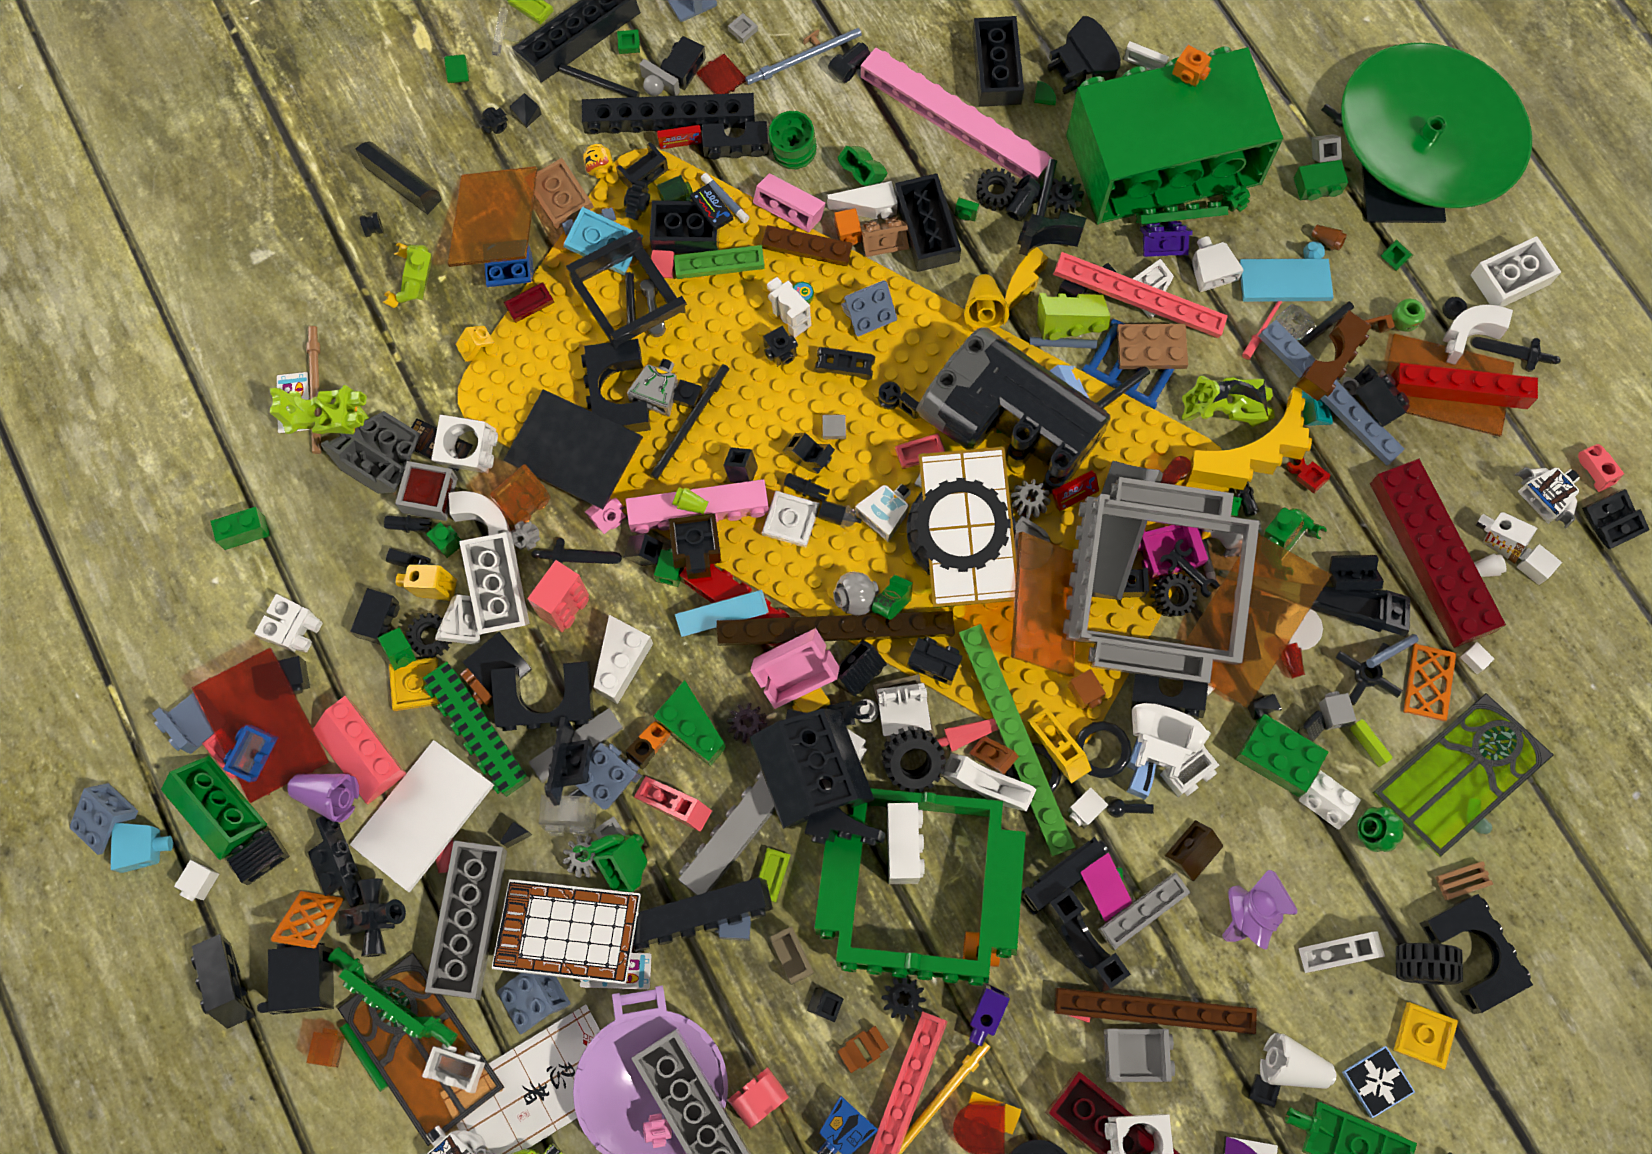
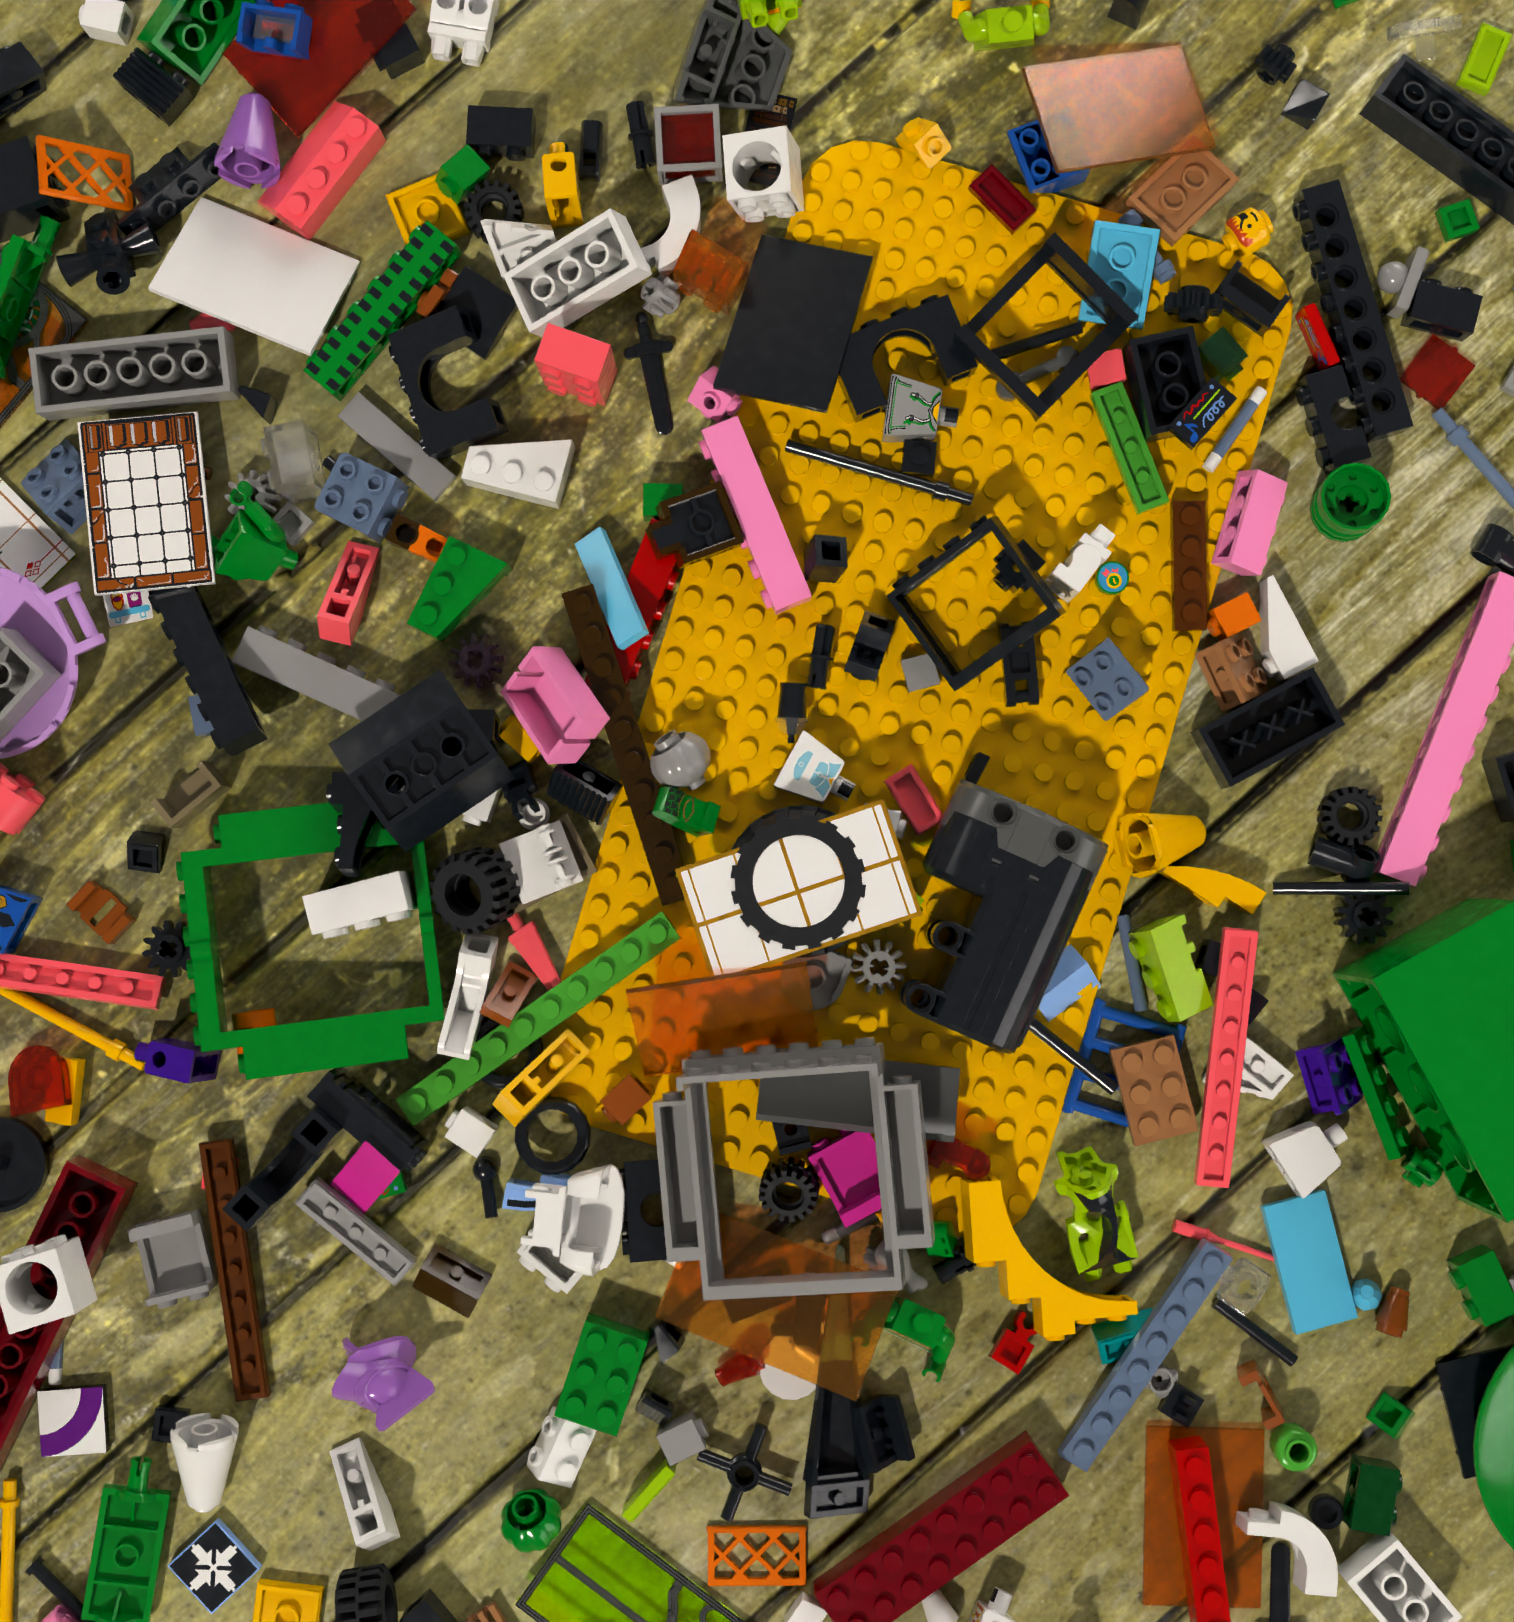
camera: 75 degrees right, 15 degrees up
(444, 539) = (629, 190): green brick -> none
(569, 762) = (355, 442): black bracket -> none
(598, 81) = (1381, 197): black bar -> none
(643, 550) = (676, 459): black brick -> none
(689, 501) = (750, 502): lime cone -> none
(774, 870) = (292, 744): lime tile -> none
(790, 519) = (772, 646): white tile -> none
(832, 362) = (930, 566): none -> black window
(861, 164) = (1337, 610): green brick -> none
(889, 390) = (990, 732): black wheel -> none
(934, 660) = (616, 888): black brick -> none
(966, 209) = (1303, 780): green plate -> none
(1045, 231) = (1292, 897): black arch -> none
(1075, 490) = (905, 1026): red tile -> none
(1177, 557) = (840, 1183): black bar -> none
(1346, 337) = (1229, 1365): reddish brown arch -> none
(1383, 398) = (1150, 1430): black brick -> none
(1392, 650) = (780, 1498): sand blue bar -> none
(1447, 276) = (1371, 1495): none -> dark green brick

